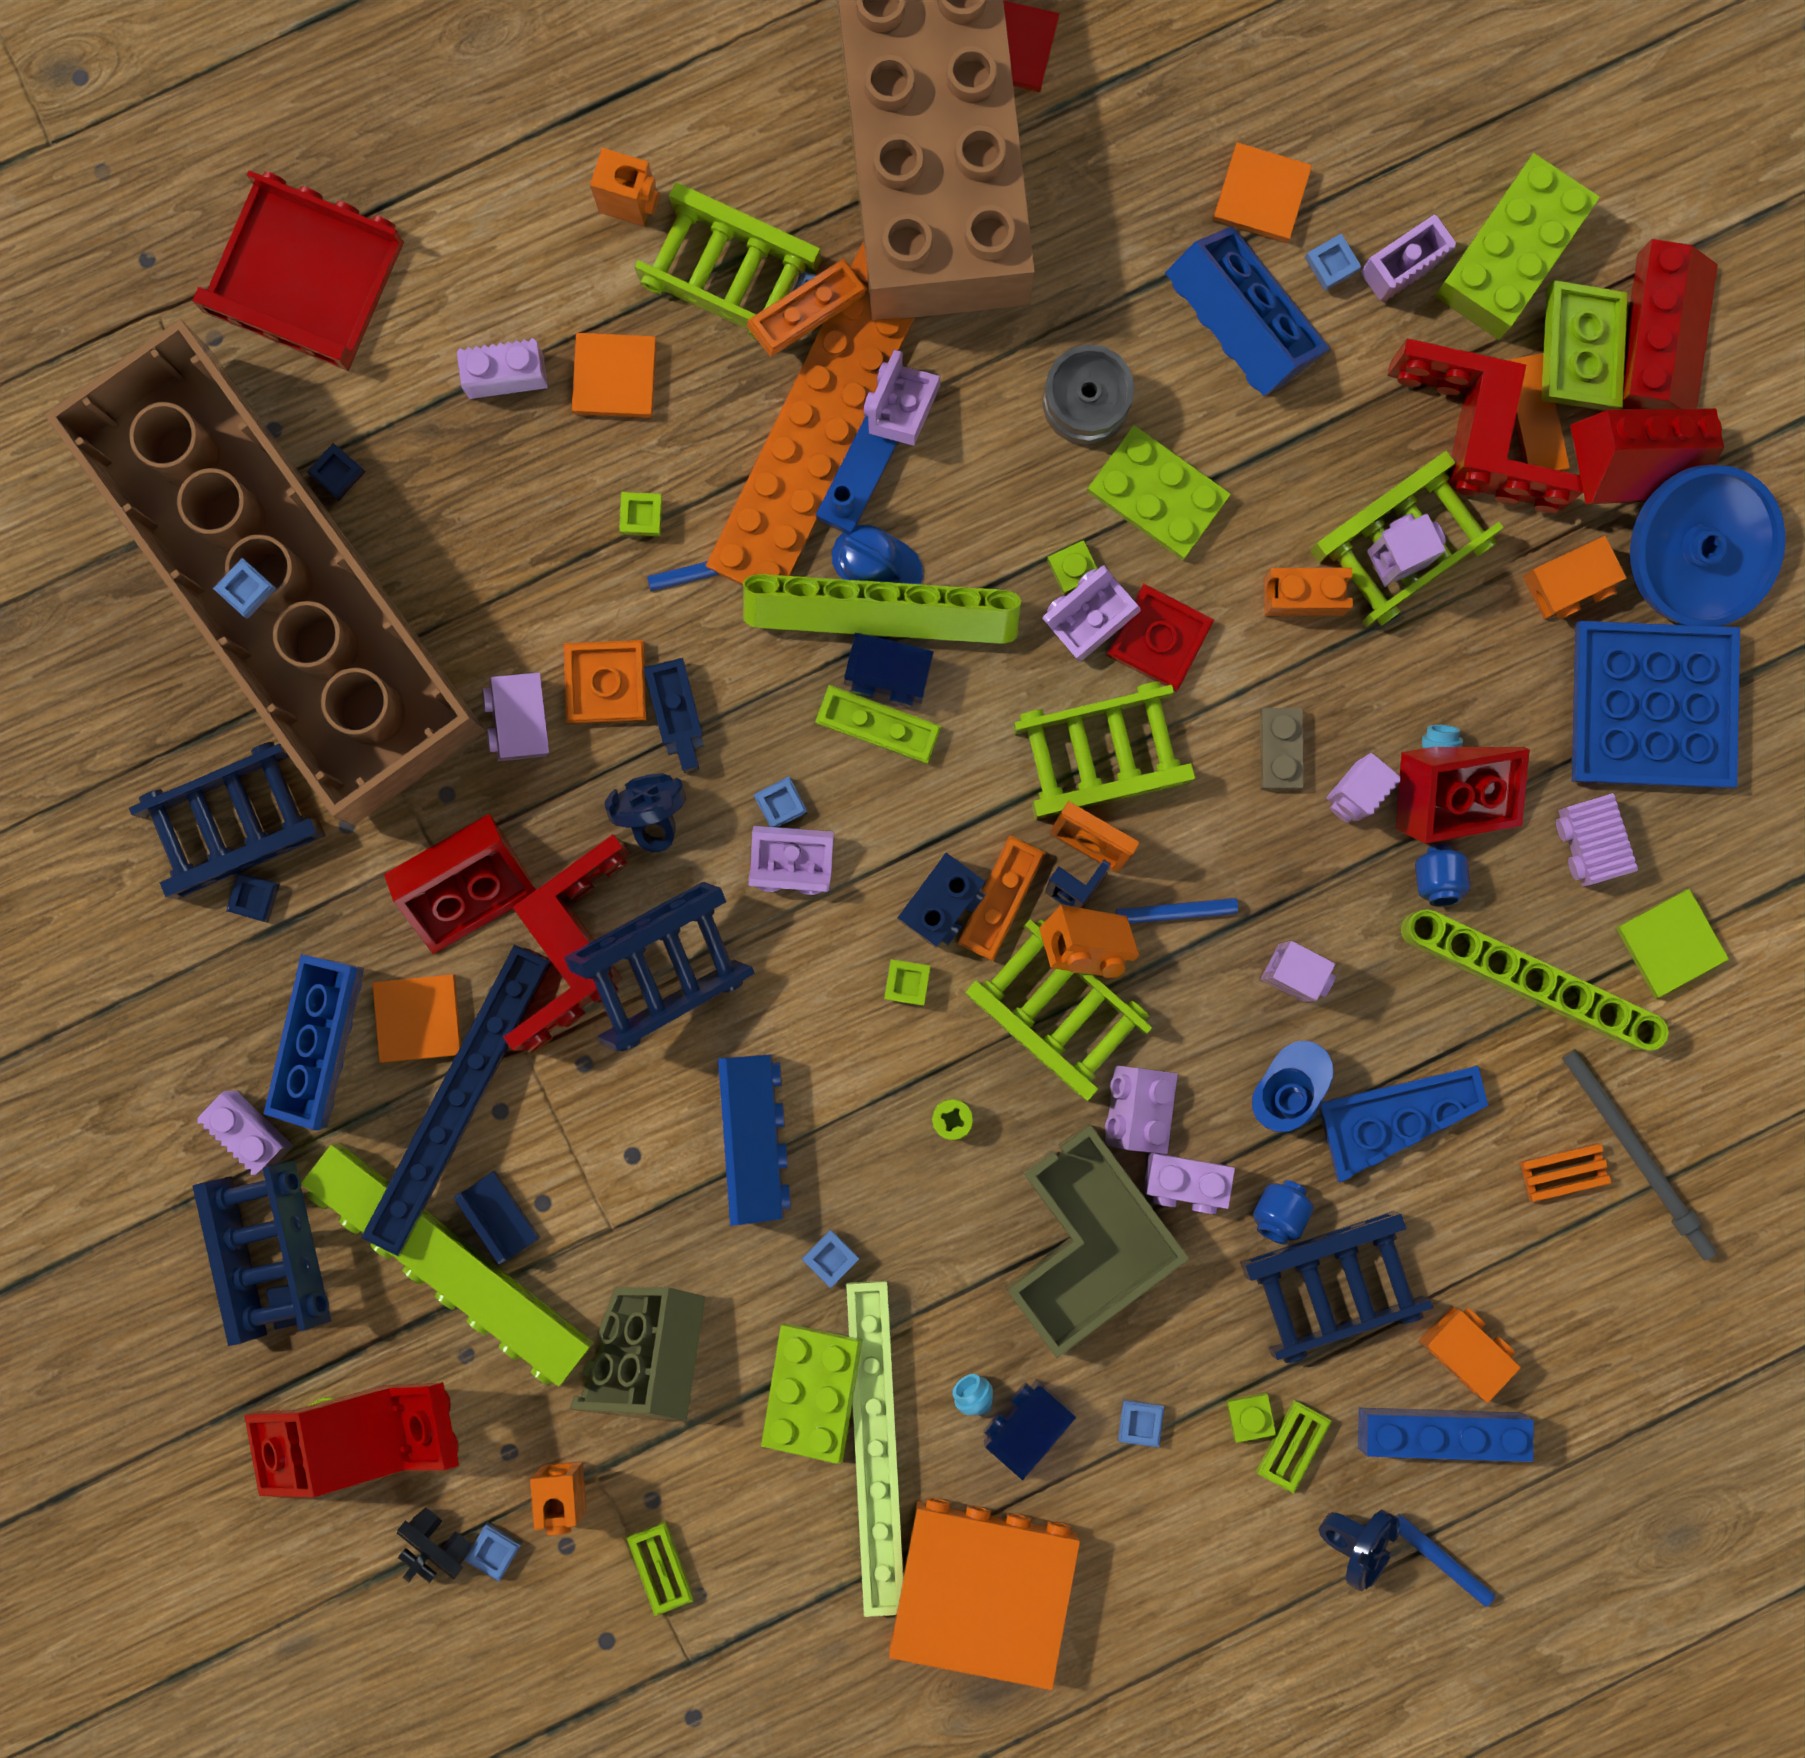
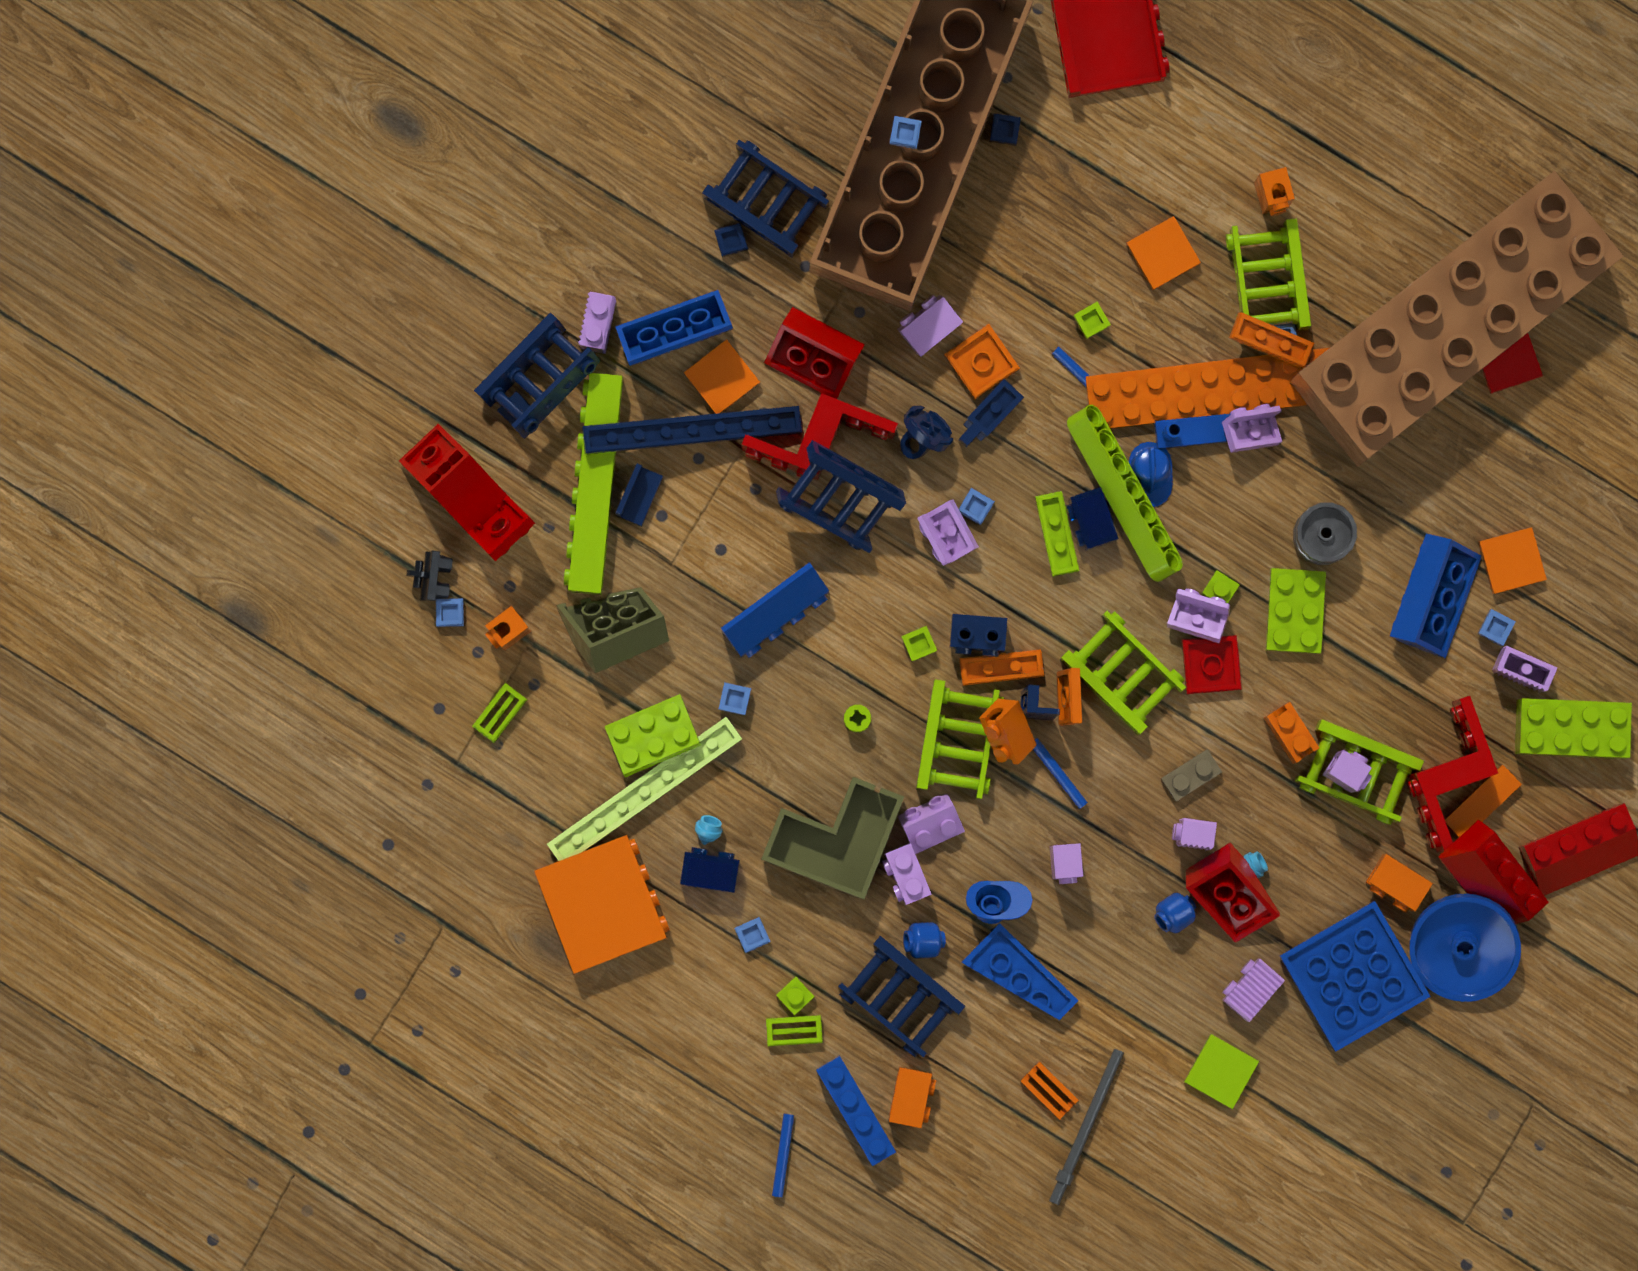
camera: 55 degrees right, 0 degrees up
(502, 369) = (1124, 187): lavender brick -> none
(1362, 1544) = (764, 1101): dark blue tile -> none
(1553, 981) = (1156, 1014): lime beam -> none
(1584, 346) = (1539, 804): lime plate -> none

